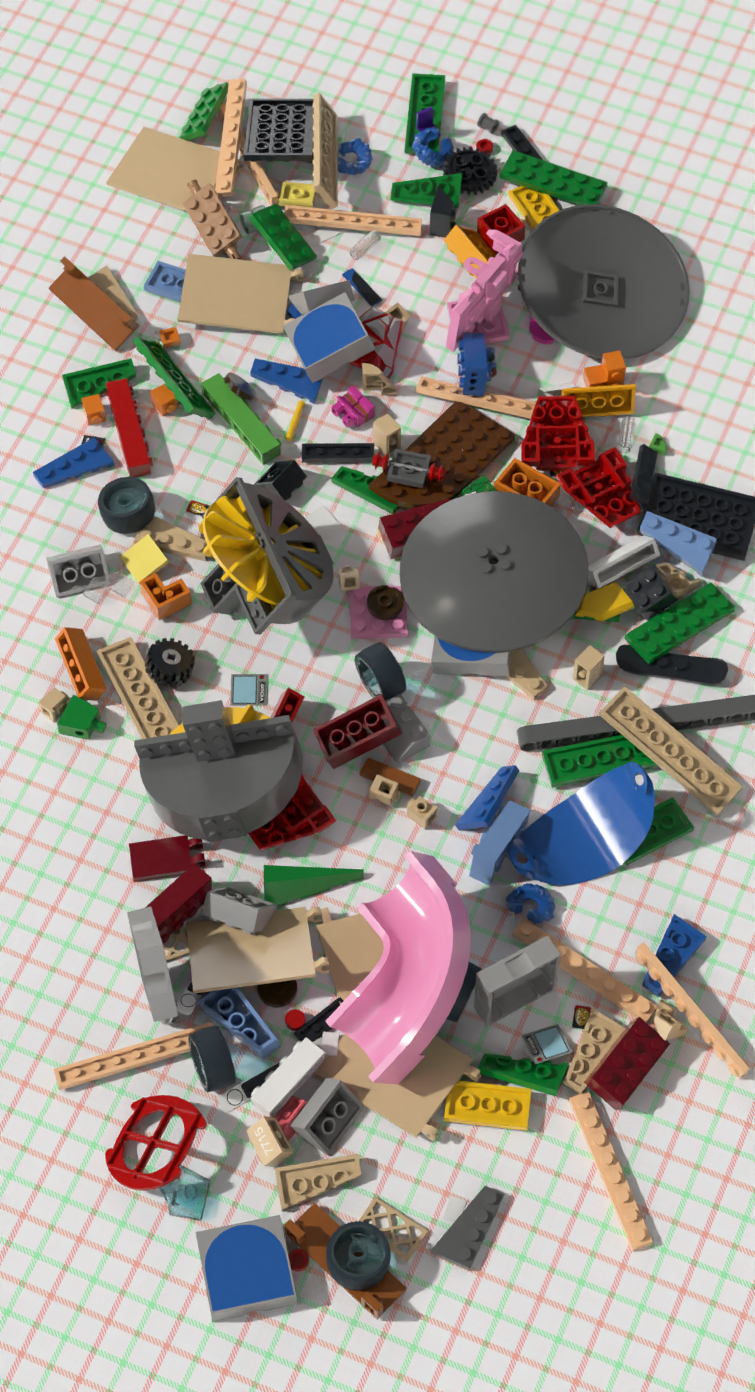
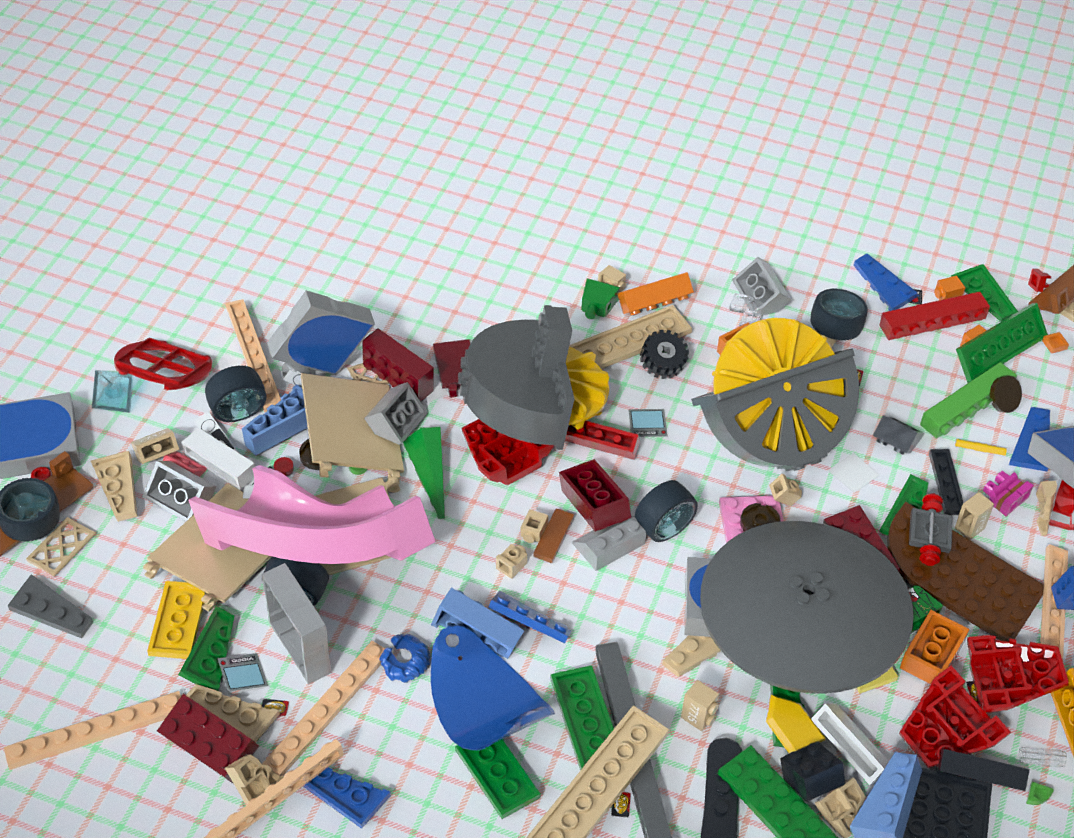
camera: 85 degrees right, 10 degrees down
(88, 334) = (1038, 280): none -> red tile

